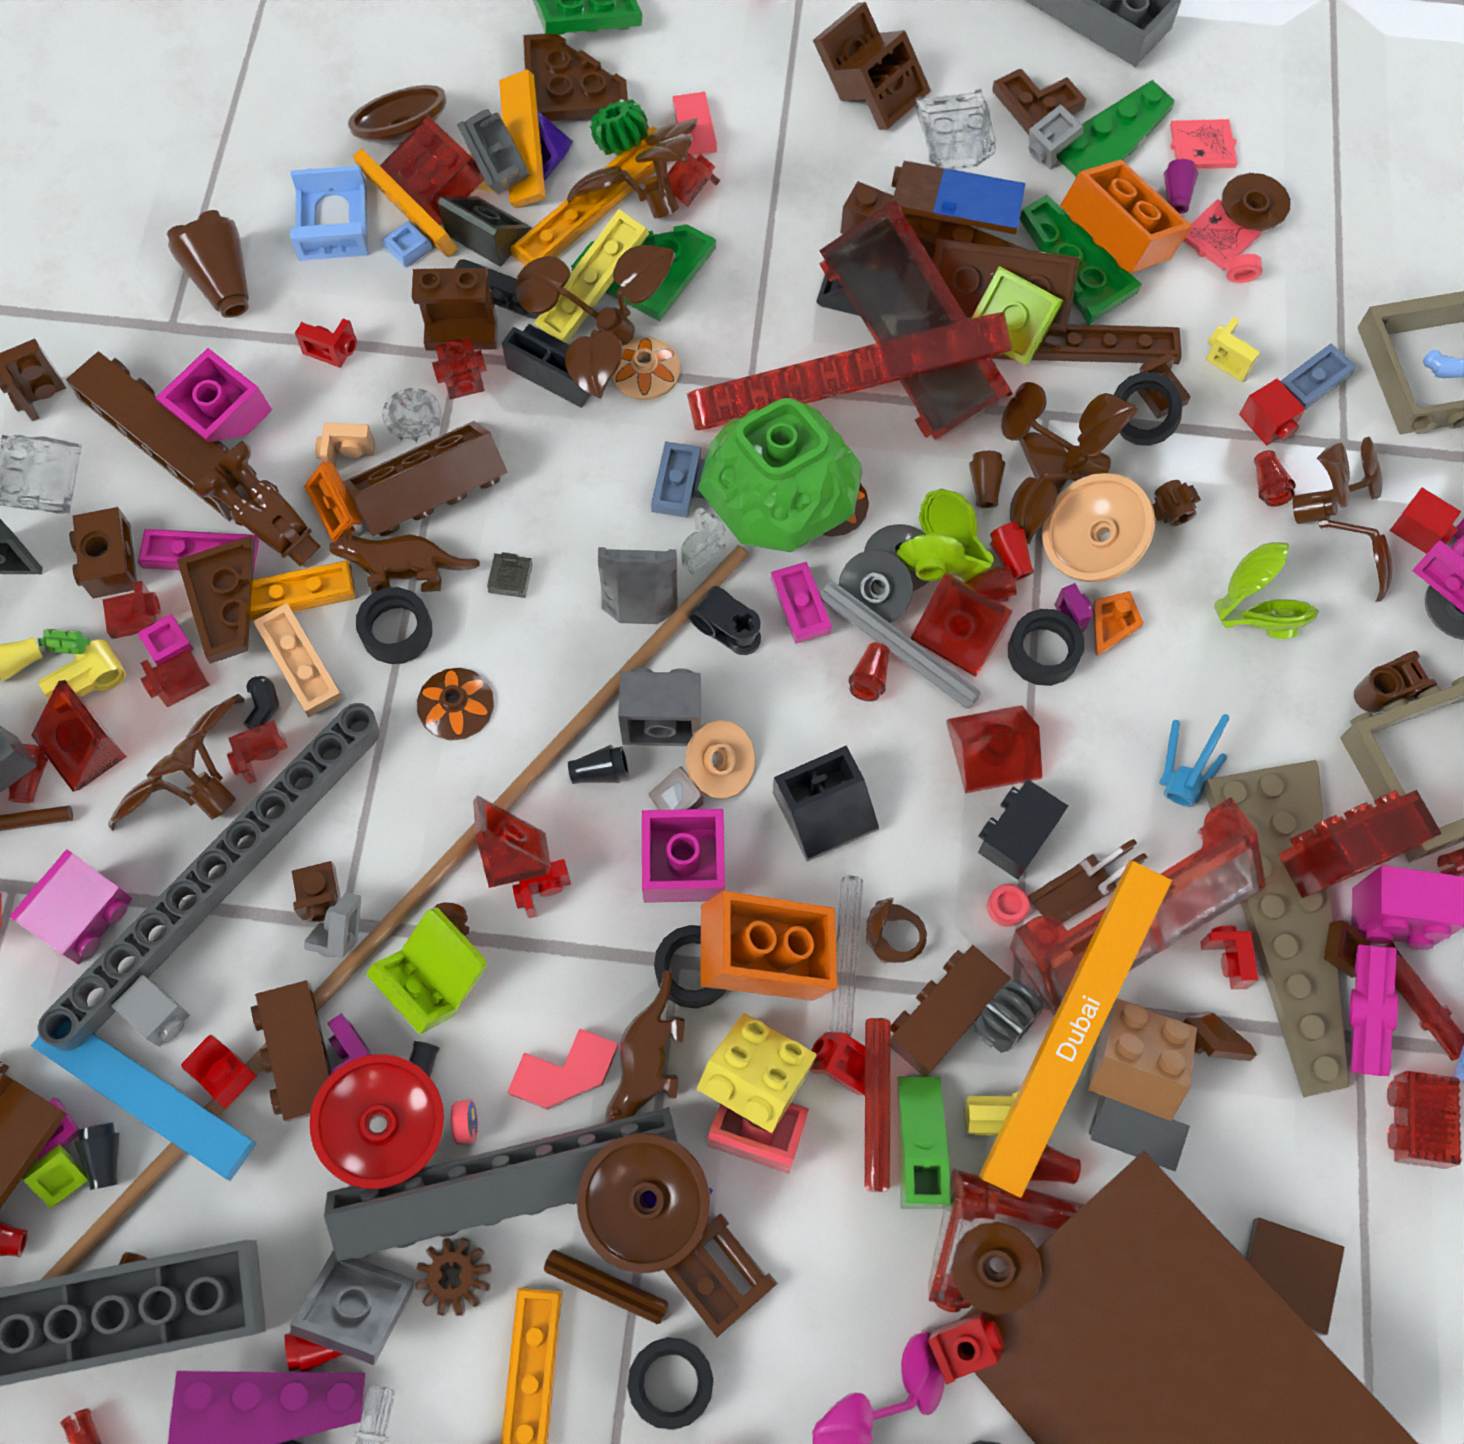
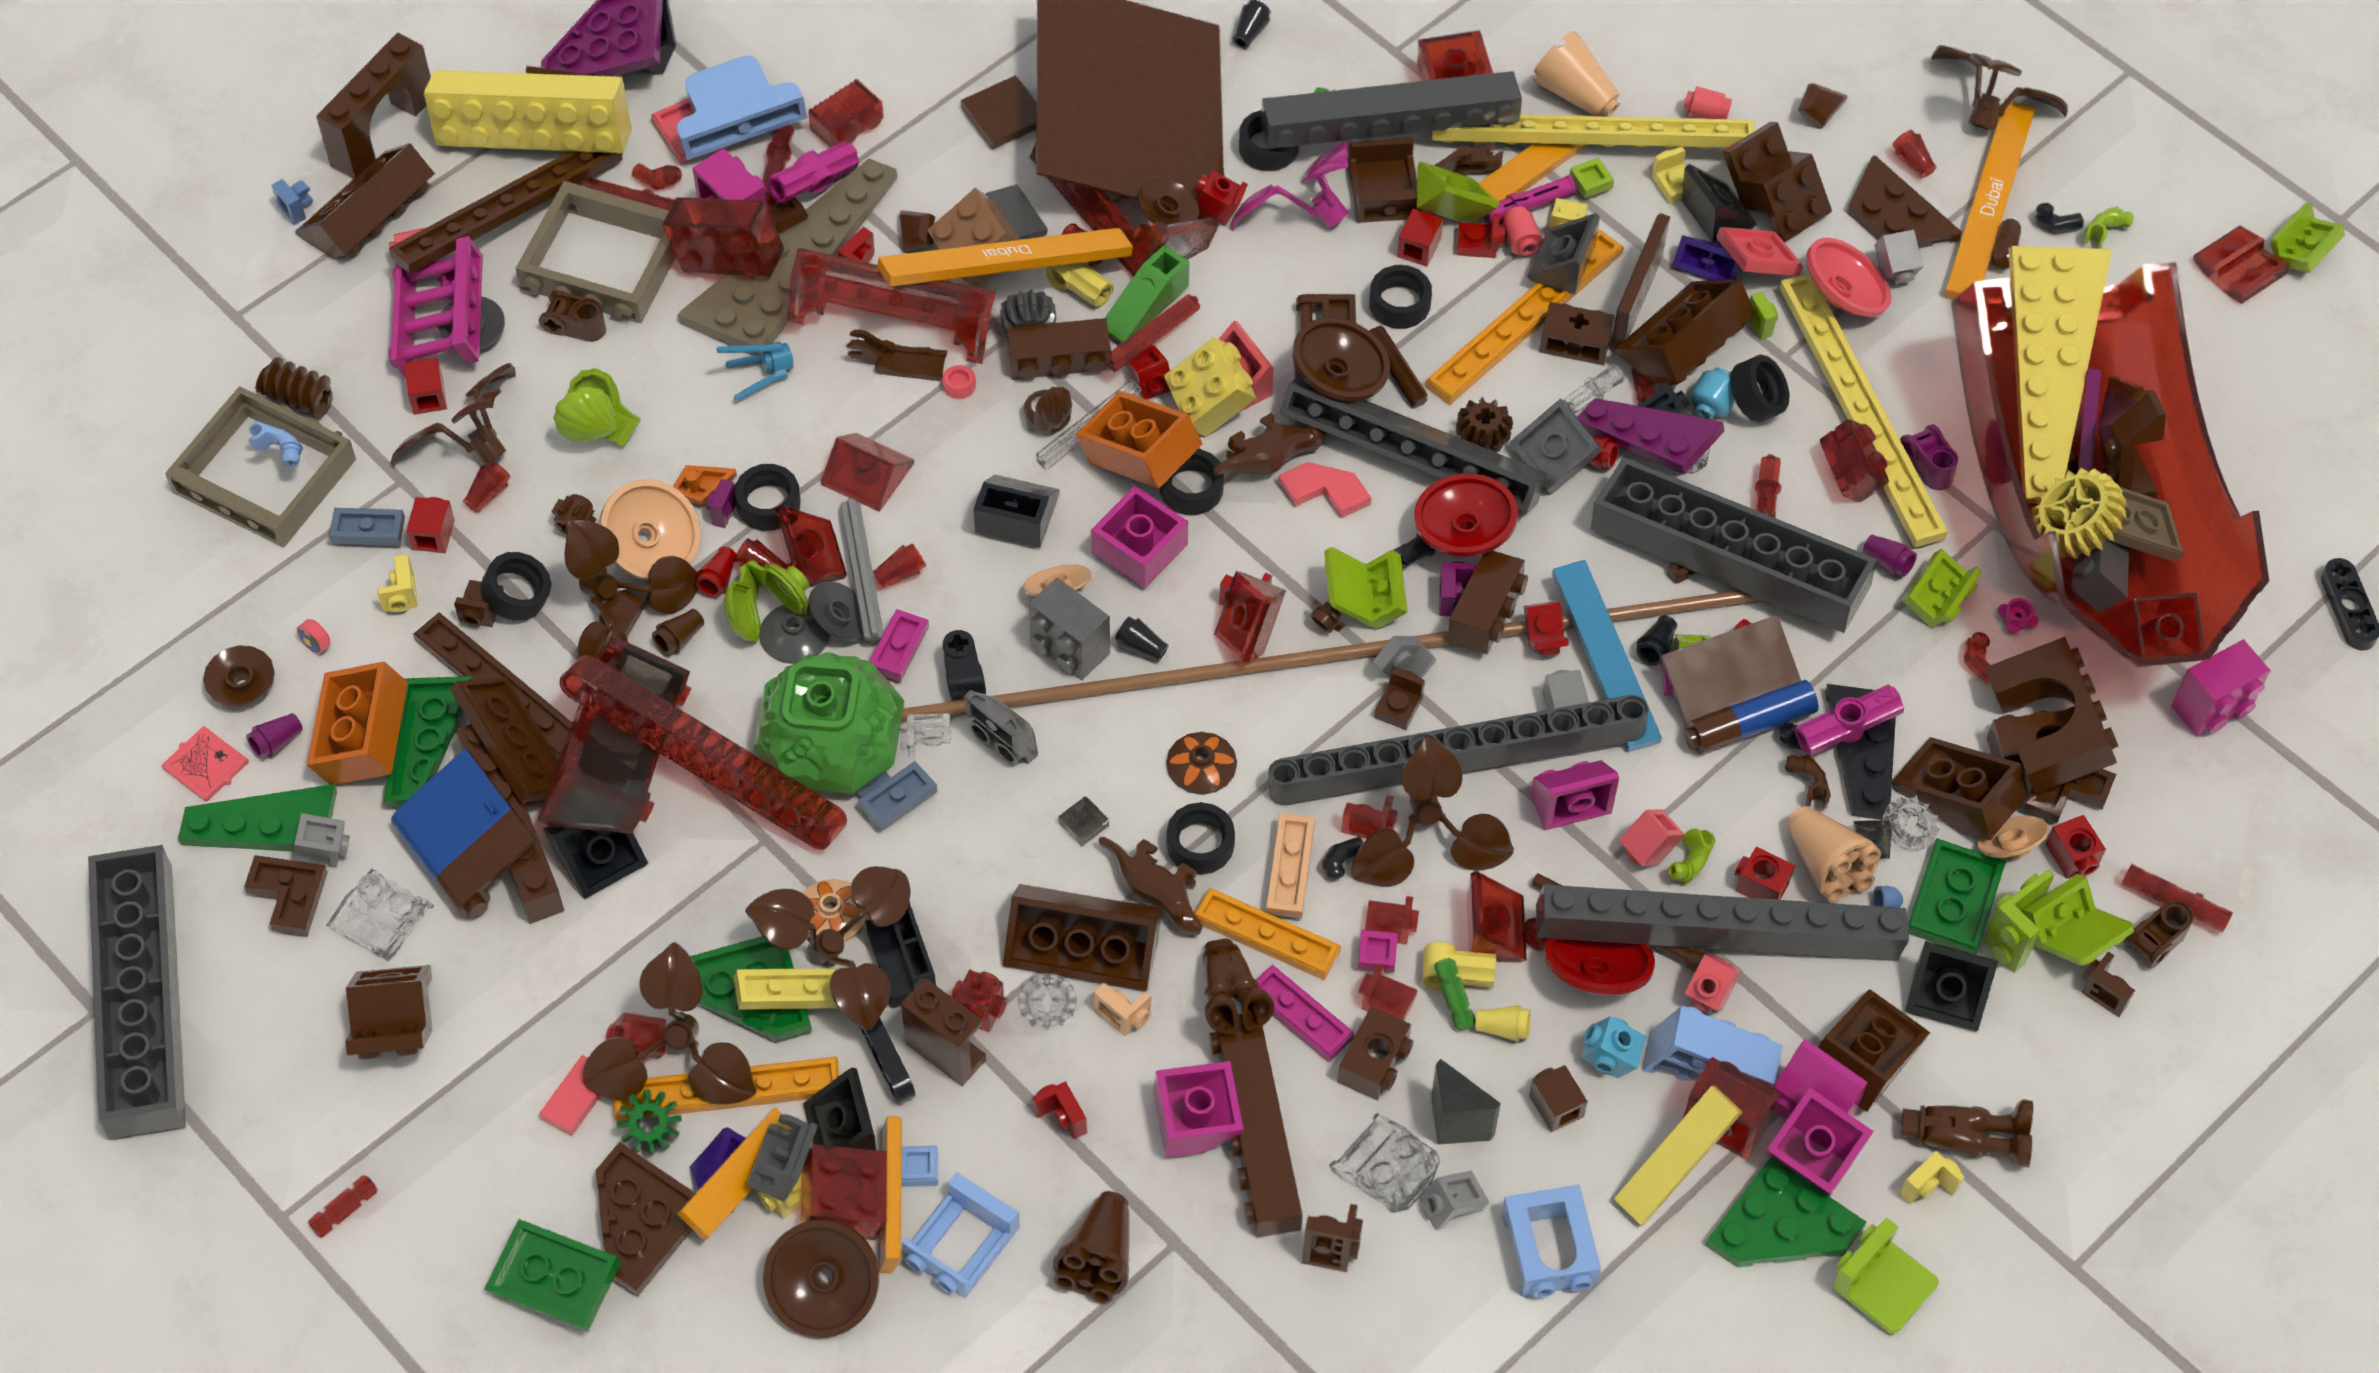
camera: 140 degrees left, 10 degrees down
(220, 596) = (1312, 943): reddish brown wing -> none
(335, 498) = (1164, 963): orange tile -> none
(464, 1122) = (1409, 498): coral tile -> none
(677, 792) = (1106, 588): slope -> none
(1022, 828) = (908, 402): black brick -> none
(1027, 311) = (533, 707): lime plate -> none
(1218, 236) = (293, 687): coral piece -> none

